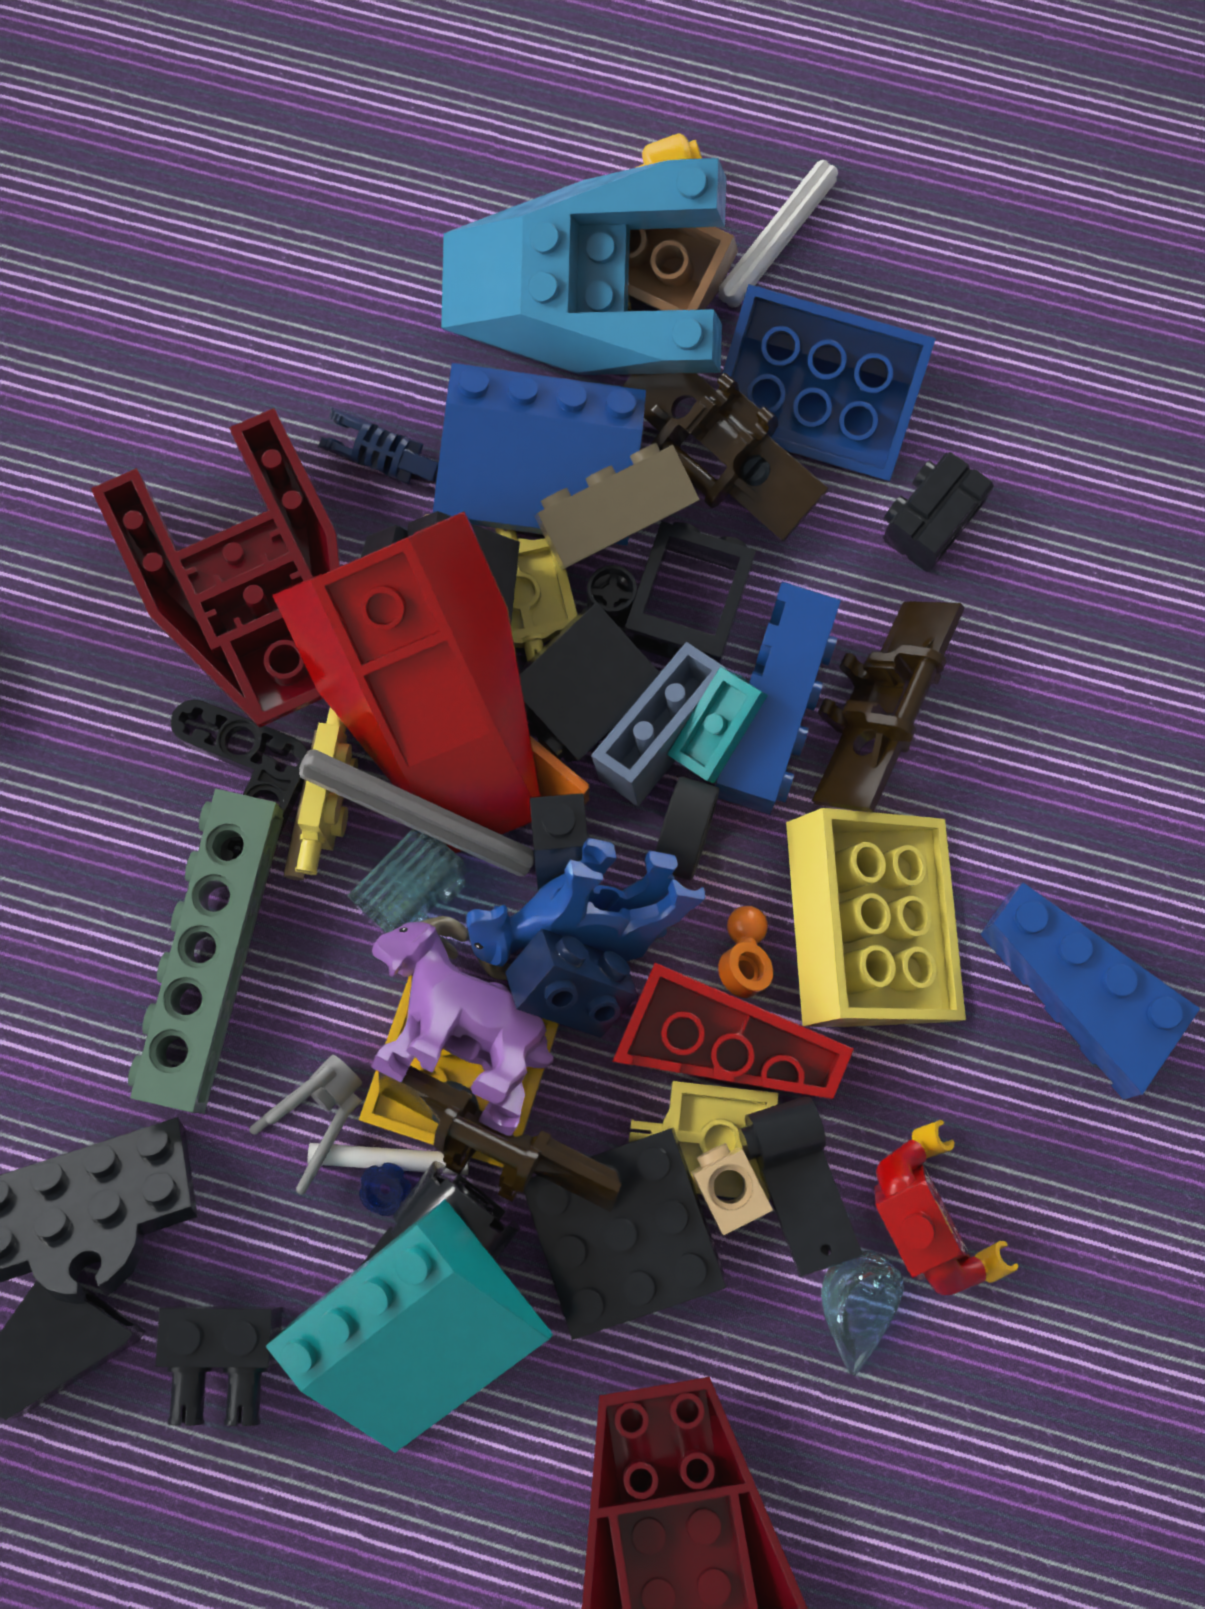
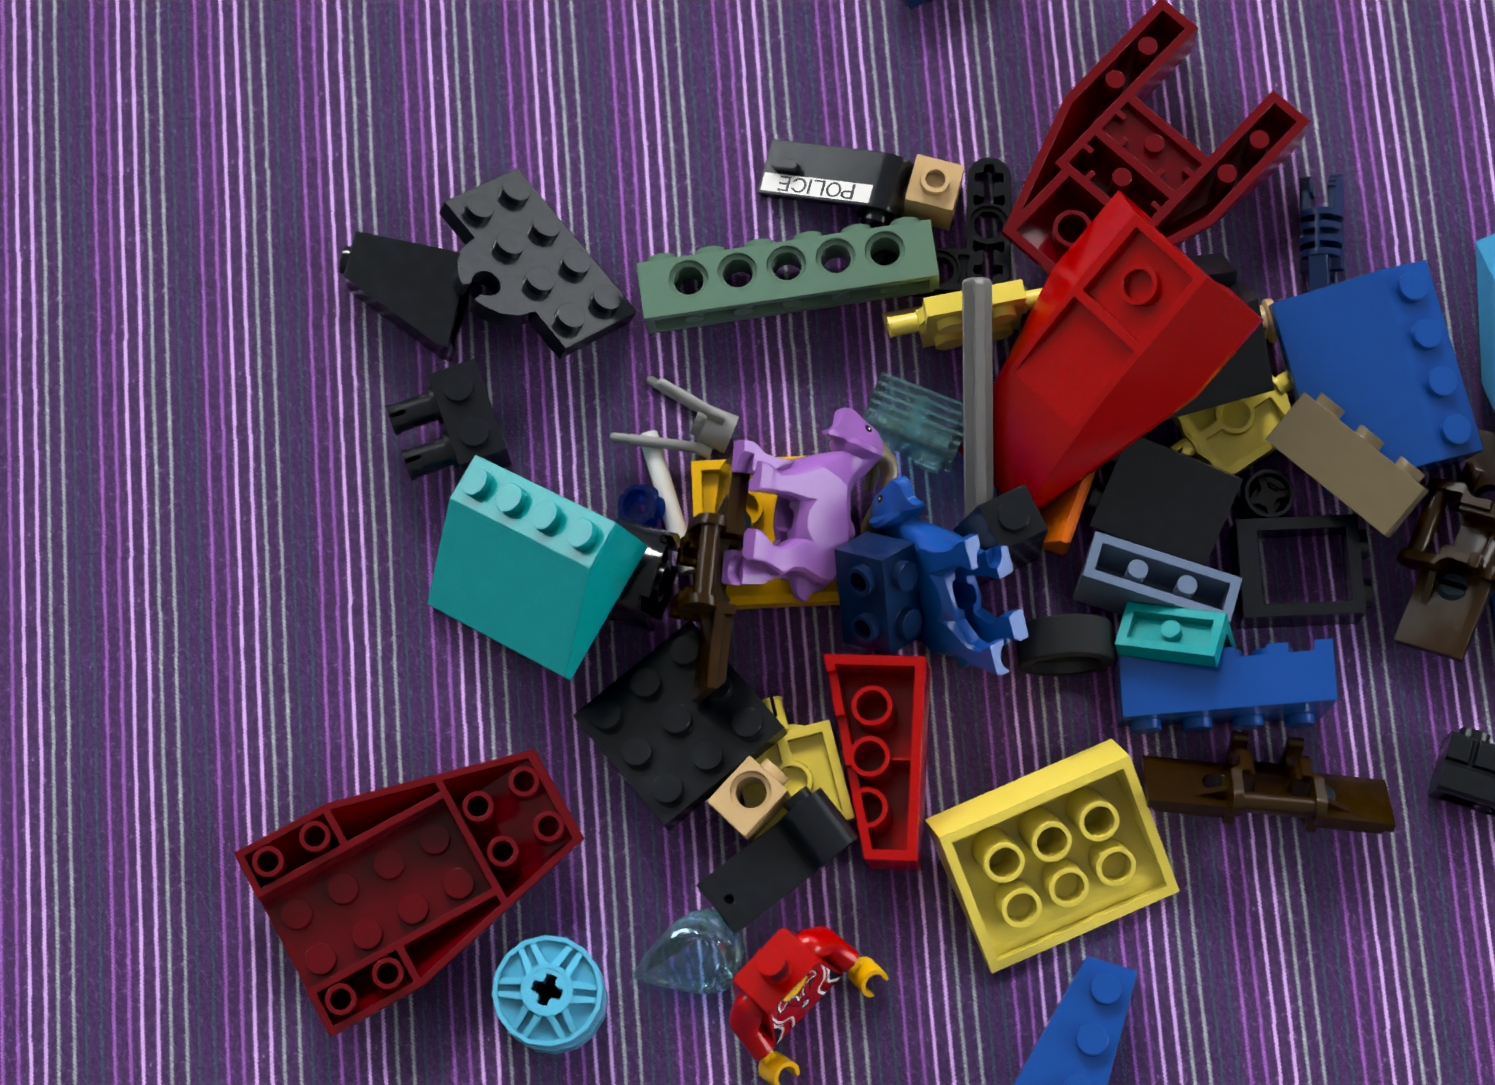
camera: 75 degrees right, 0 degrees up
(139, 843) = (860, 179): none -> black door
(184, 777) = (933, 191): none -> tan brick
(746, 966) = (998, 741): orange plate -> none
(823, 1476) = (563, 1022): none -> medium azure wheel

